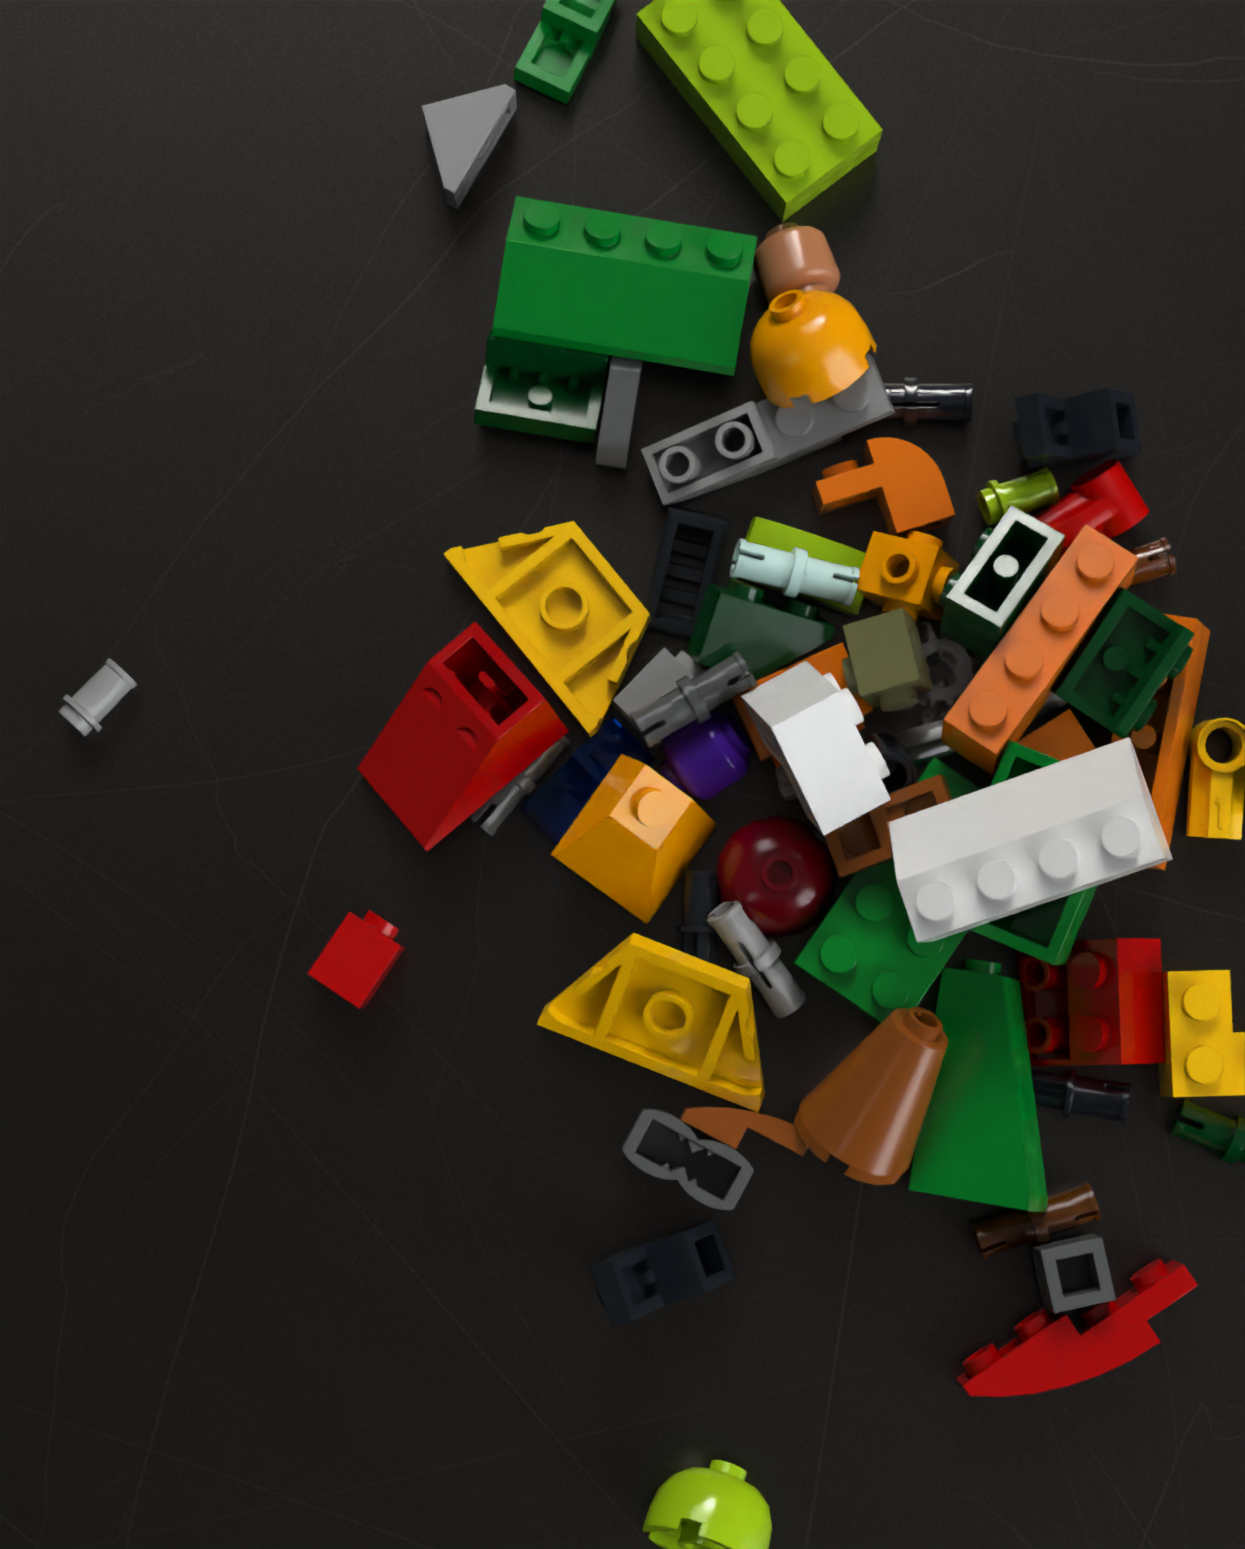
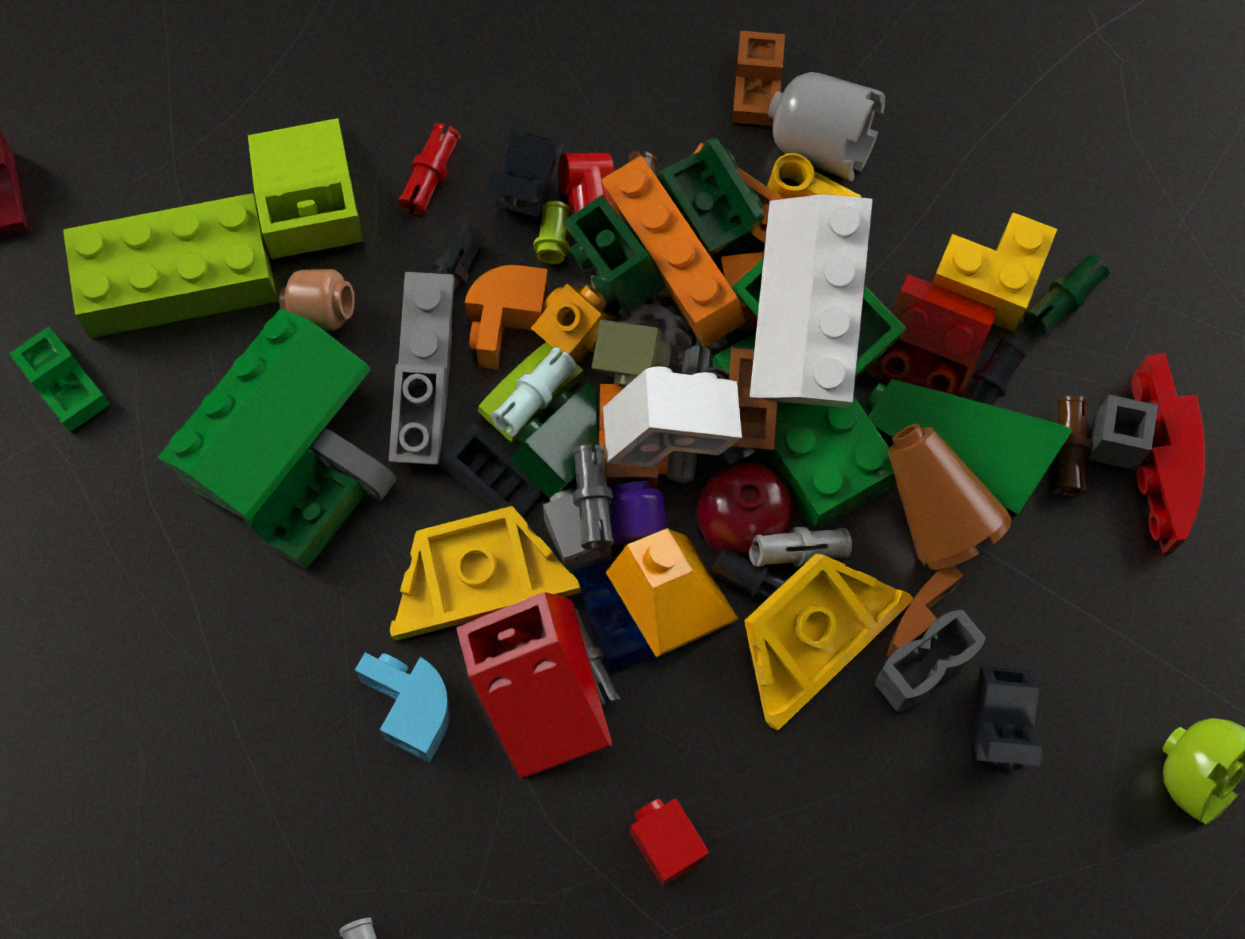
camera: 65 degrees left, 15 degrees down
(380, 626) = (421, 704): none -> medium azure brick
(465, 133) = (88, 483): light grey slope -> none
(809, 346) = (378, 308): light orange cylinder -> none
(932, 177) = (303, 189): none -> lime slope
(1030, 311) = (429, 169): none -> red pin

